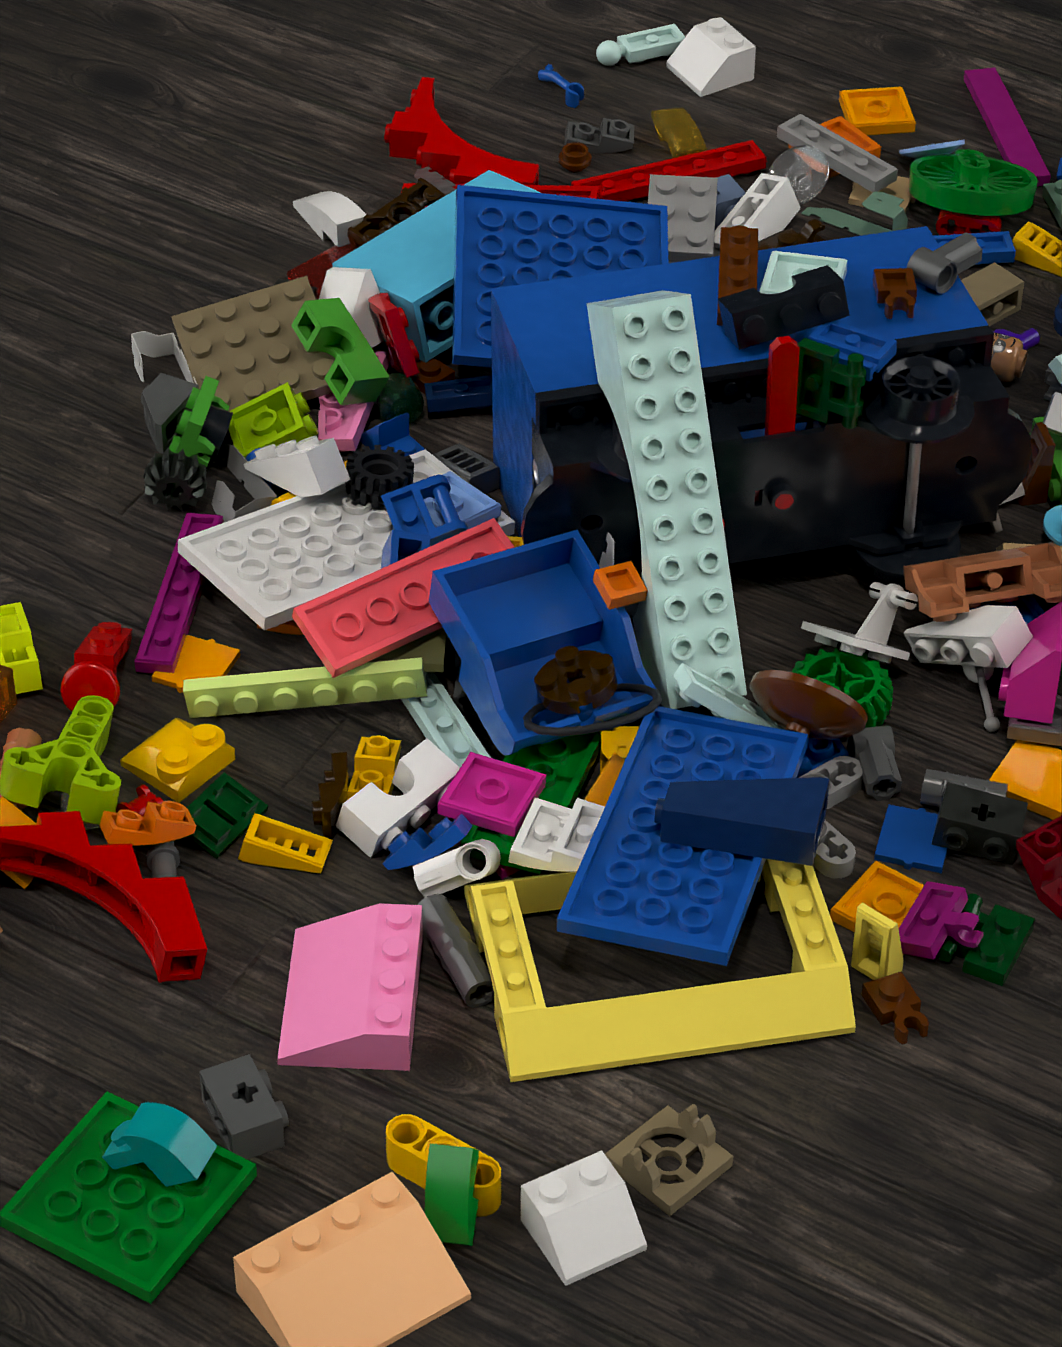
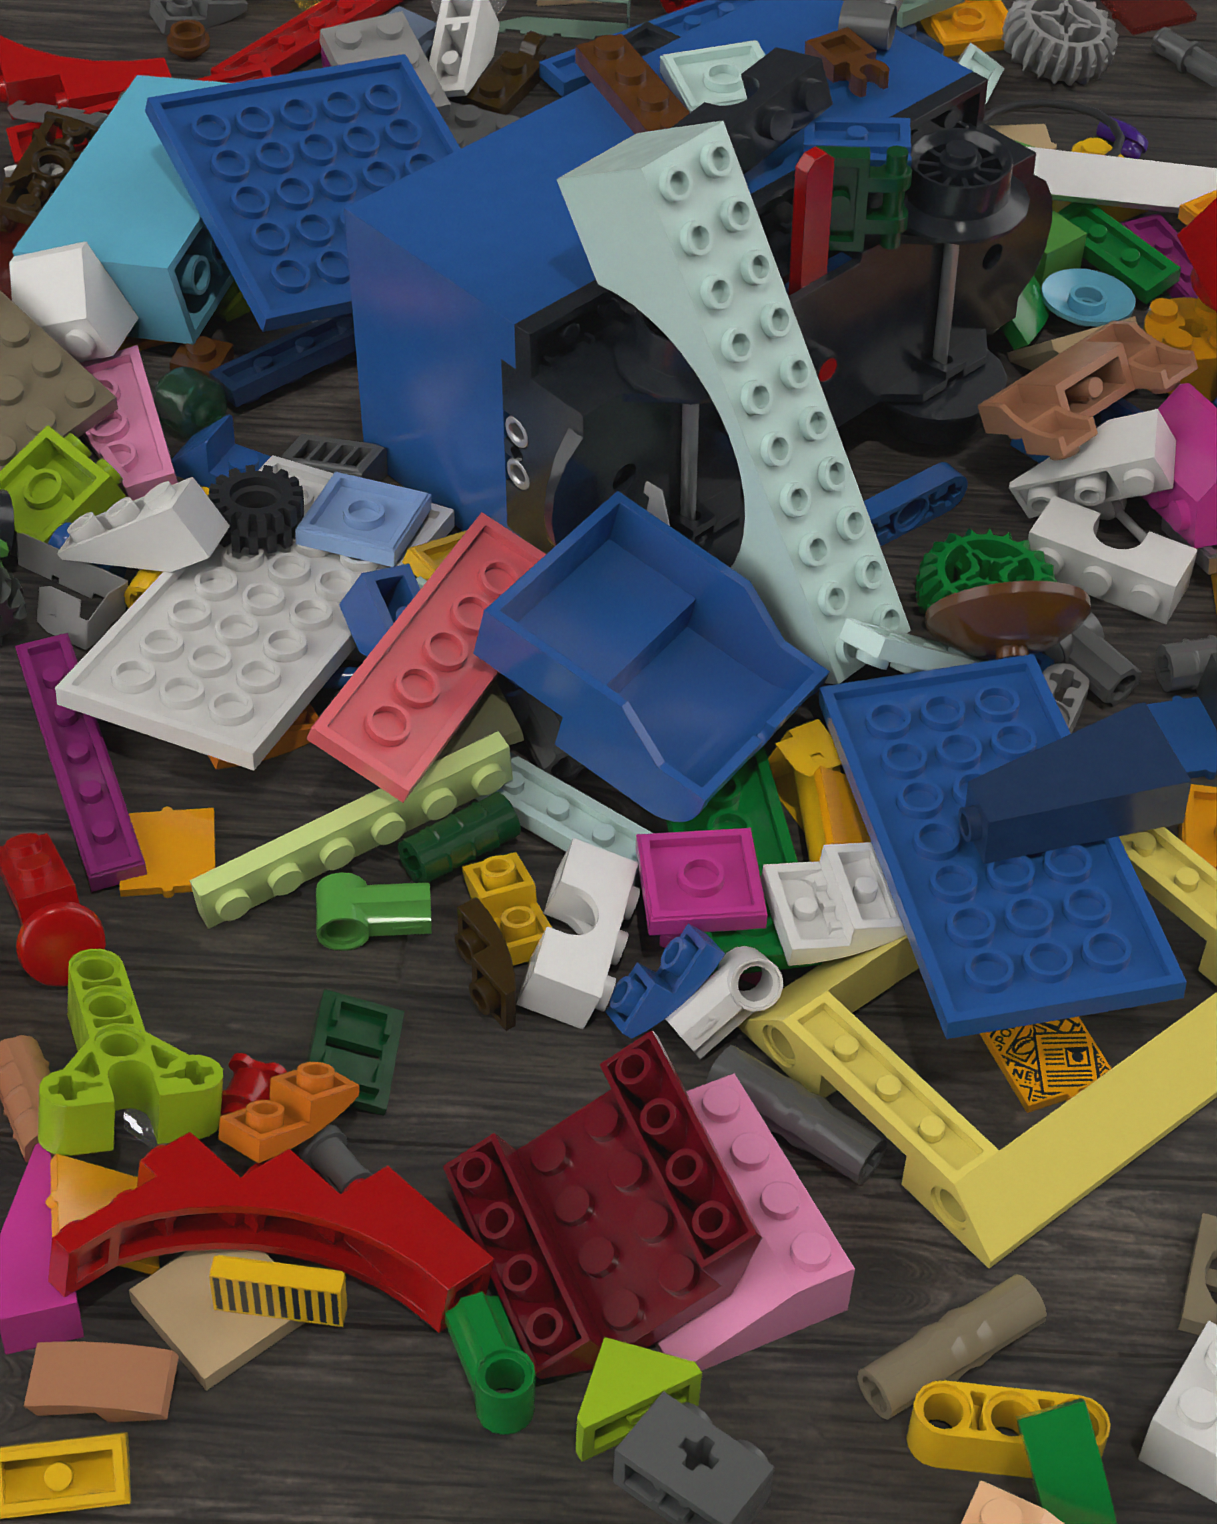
camera: 30 degrees left, 5 degrees up
(47, 920) = (182, 1312): none -> tan tile
(75, 916) = (278, 1290): none -> yellow tile
(173, 1007) = (493, 1362): none -> green piece
(180, 757) = (238, 990): yellow slope -> none
(234, 1040) = (624, 1388): none -> lime slope
(264, 847) = (434, 1077): yellow slope -> none
(278, 736) = (353, 911): none -> bright green piece
(281, 962) = (608, 1218): none -> dark red slope
(329, 328) = (69, 336): bright green arch -> none
(370, 719) = (459, 838): none -> dark green axle
(393, 321) = (153, 319): red plate -> none
(409, 512) = (347, 549): blue plate -> none
(455, 1108) = (952, 1345): none -> dark tan axle
(576, 680) = (719, 665): dark brown plate -> none
(578, 730) = (791, 759): black piece -> none
(620, 585) = (724, 544): orange plate -> none
(648, 973) = (1047, 1060): none -> light orange piece
(794, 616) = (915, 501): none -> blue beam
(875, 629) = (979, 512): white plate -> none
(959, 726) = (1139, 579): none -> white arch
(1021, 519) = (1030, 316): none -> green slope

